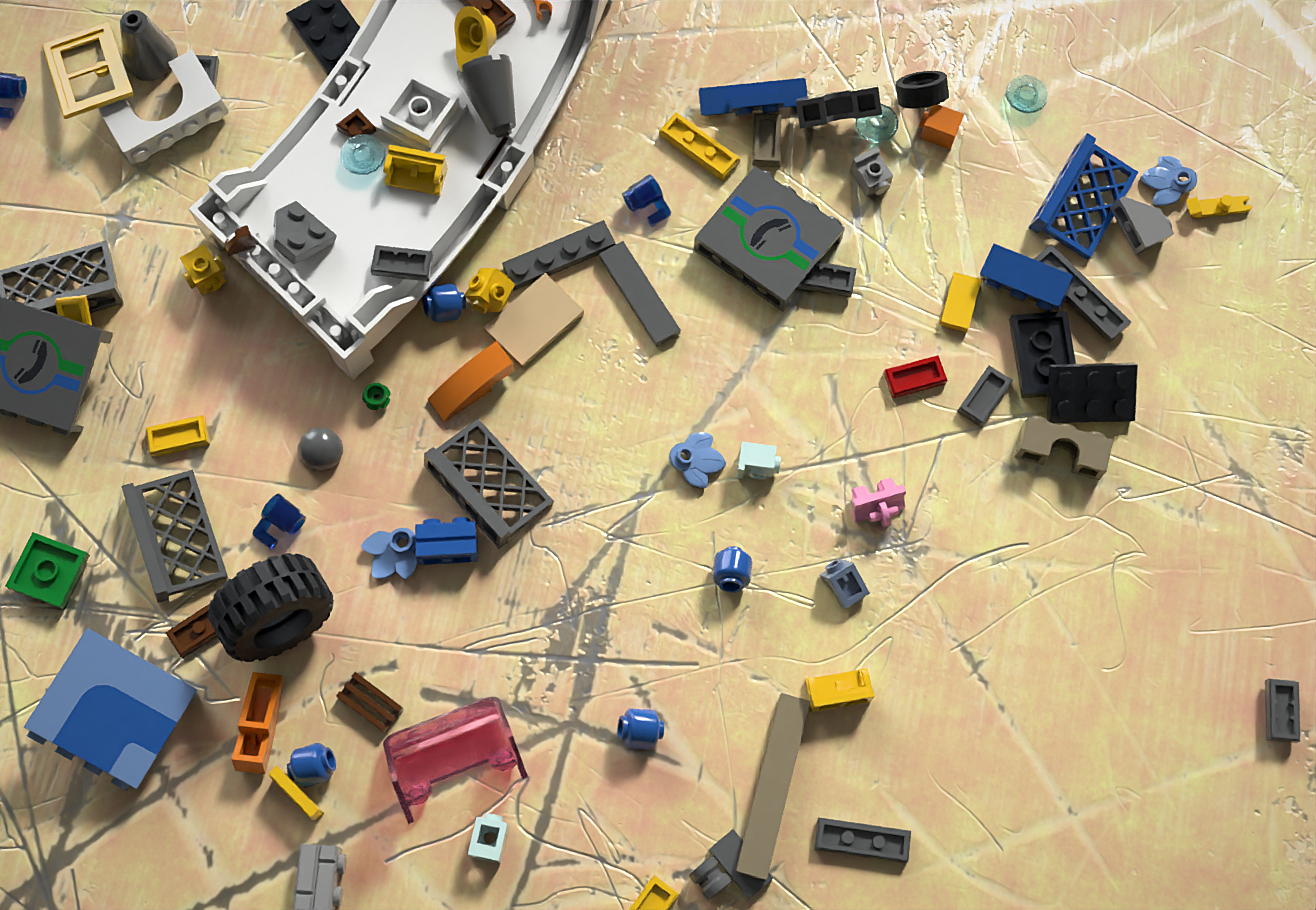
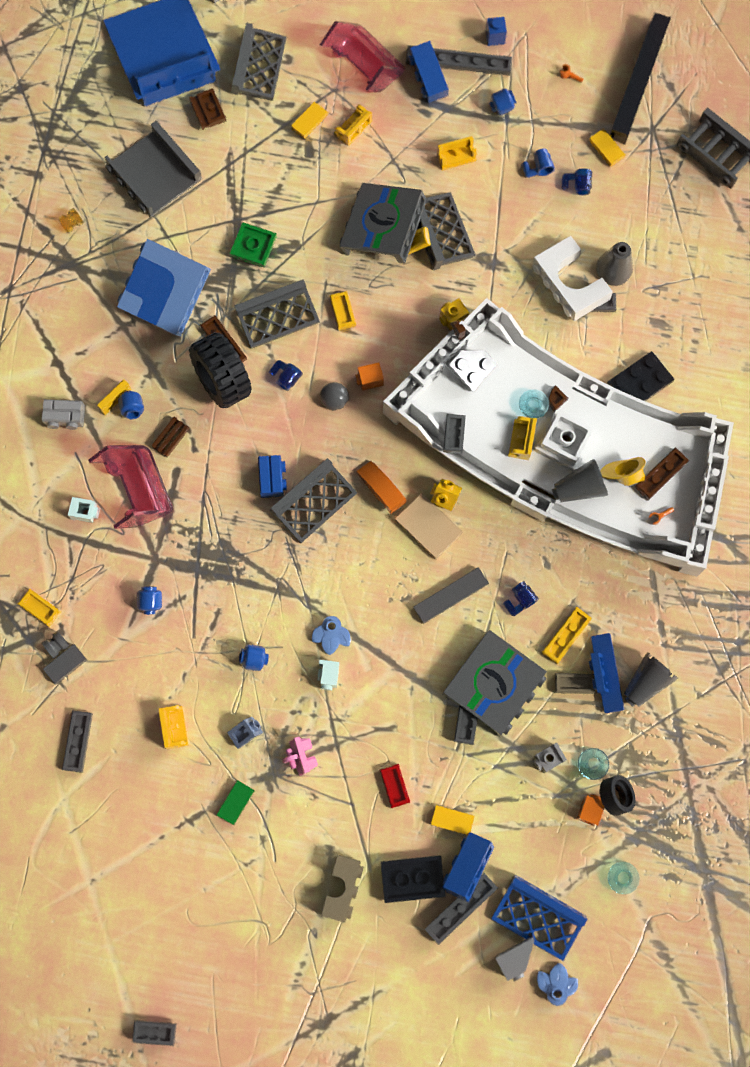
camera: 90 degrees right, 5 degrees up
(112, 65) = (600, 242): door -> none
(258, 723) = (158, 372): orange slope -> none
(293, 394) = (370, 376): none -> orange brick
(376, 389) = (371, 423): green plate -> none
(389, 556) = (264, 442): medium blue plate -> none
(443, 303) = (437, 466): blue head -> none
(559, 254) = (478, 541): dark grey plate -> none
(765, 43) = (648, 681): none -> dark grey cone
(772, 787) = (111, 683): dark tan tile -> none
(839, 105) = (601, 747): dark grey arch -> none
(947, 597) = (235, 802): none -> green tile
(984, 396) = (381, 835): dark grey tile -> none
(1092, 392) = (381, 911): black plate -> none
(1218, 206) = (537, 1020): yellow piece -> none

